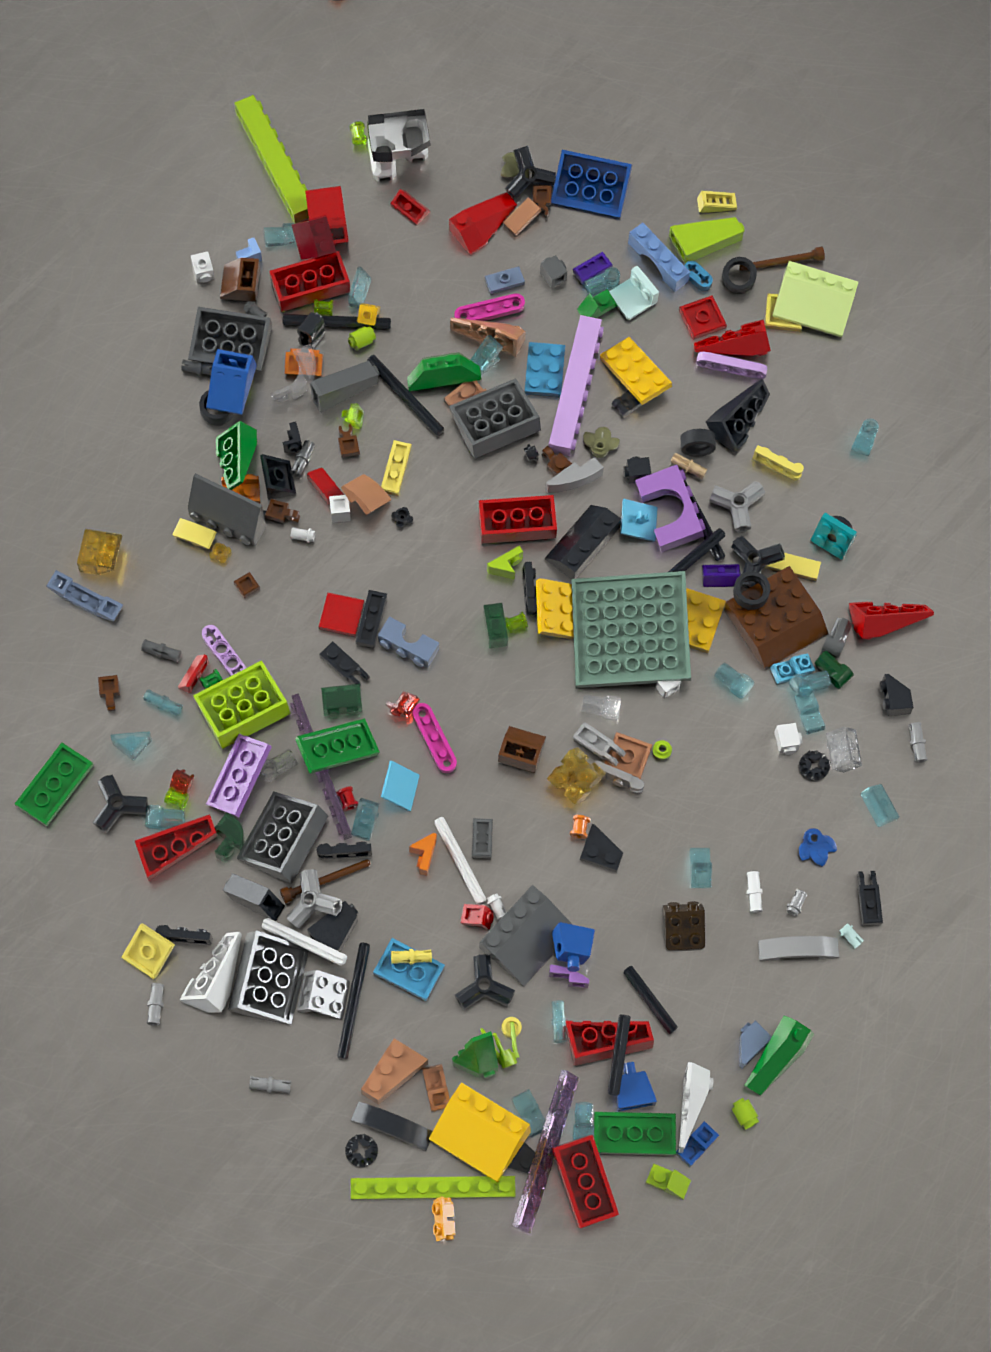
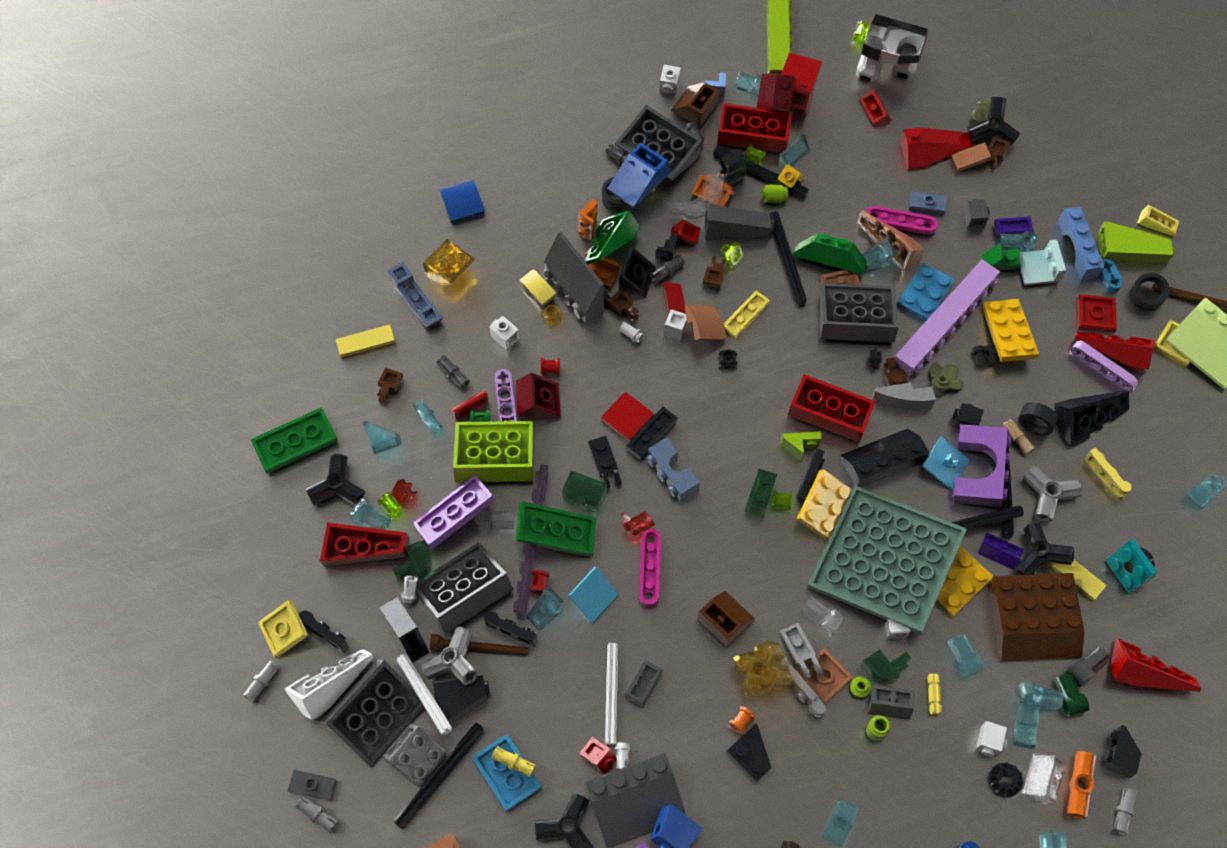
camera: 30 degrees right, 5 degrees down
(62, 661) = (365, 341): none -> light yellow tile
(73, 483) = (462, 201): none -> blue slope
(187, 591) = (504, 332): none -> white brick
(205, 449) = (587, 220): none -> orange bracket
(240, 866) = (409, 592): none -> white pin
(246, 585) = (559, 350): reddish brown tile -> none
(247, 602) = (550, 366): none -> red bush
(251, 1064) = (311, 785): none -> dark grey plate
(252, 636) = (537, 397): none -> dark red slope
(301, 414) = (686, 231): none -> red bracket
(426, 848) = (586, 664): orange slope -> none
(591, 183) = (1049, 156): blue slope -> none
(674, 727) = (881, 670): none -> clear green brick
(691, 772) = (882, 724): none -> lime brick
(693, 749) = (891, 701): none -> dark grey hinge
(724, 724) = (934, 694): none -> light yellow axle
(755, 577) = (1034, 567): black tyre -> none
(796, 665) = (1038, 673): medium azure slope -> none
(877, 750) = (1078, 797): none -> orange piece

